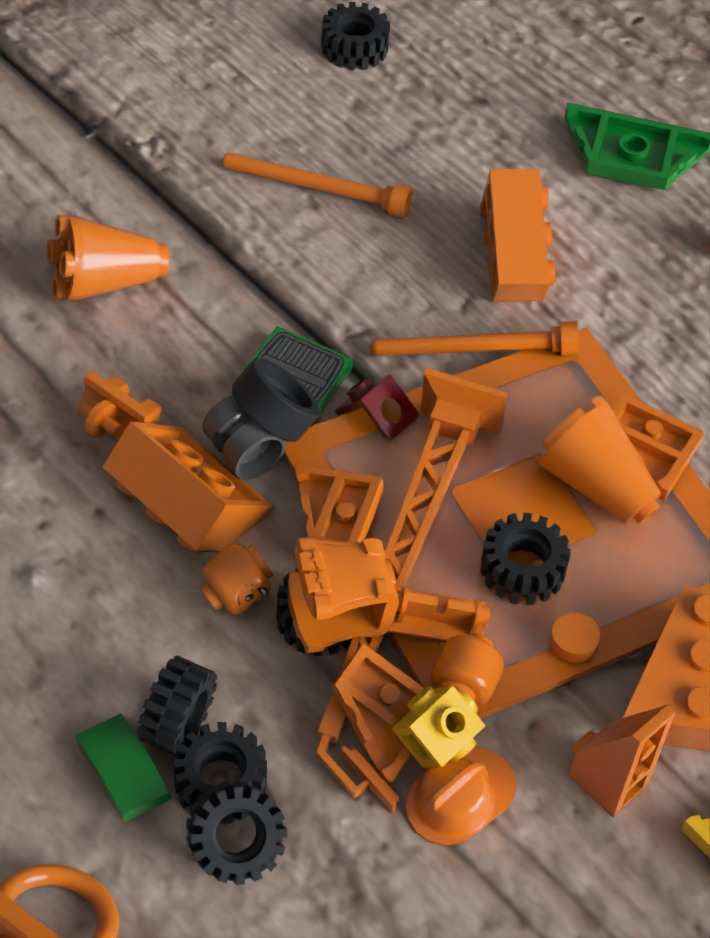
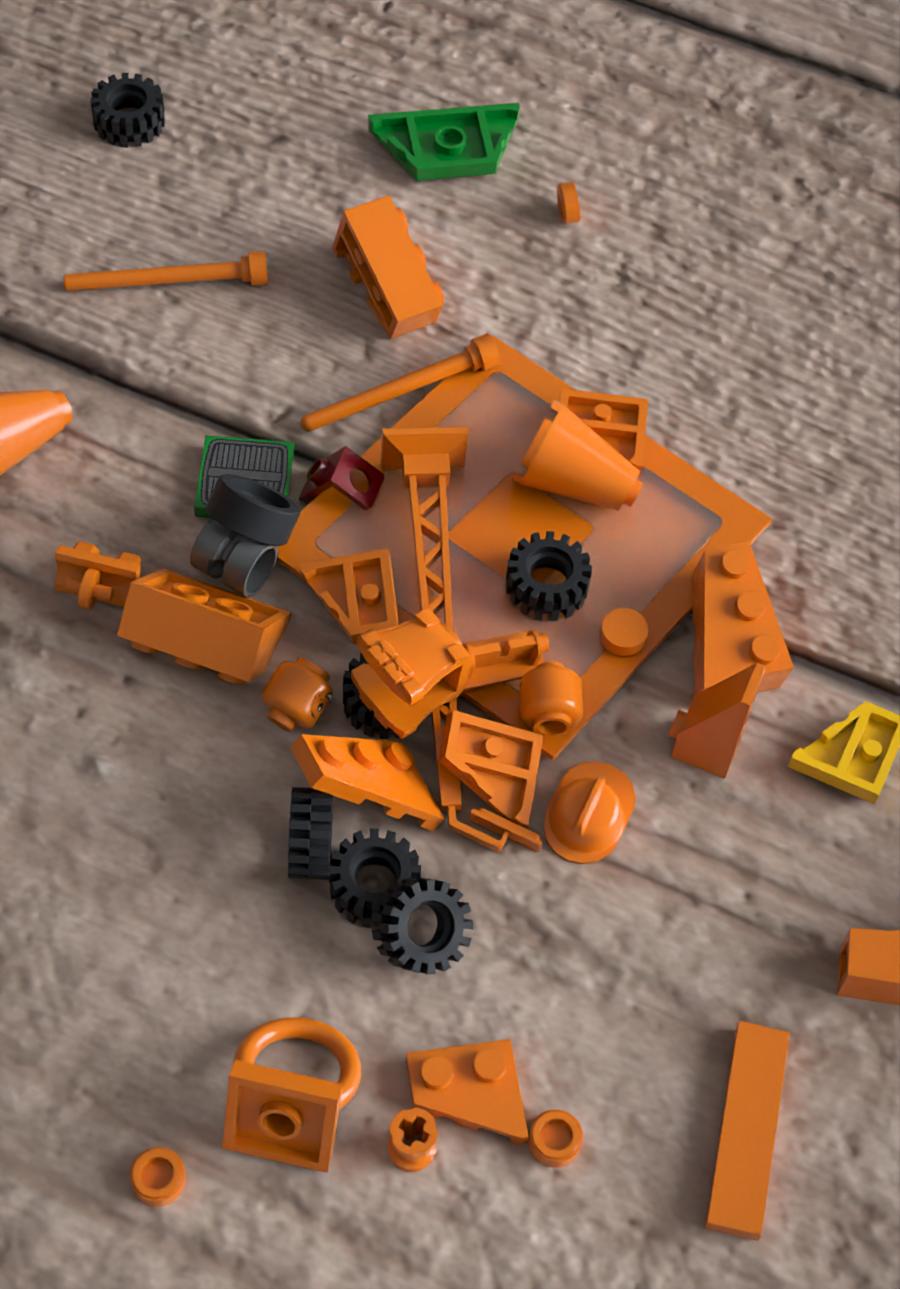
camera: 25 degrees left, 5 degrees up
(123, 767) = (284, 907): green slope -> none
(259, 669) = (368, 770): none -> orange wing
(439, 726) = (554, 758): yellow brick -> none

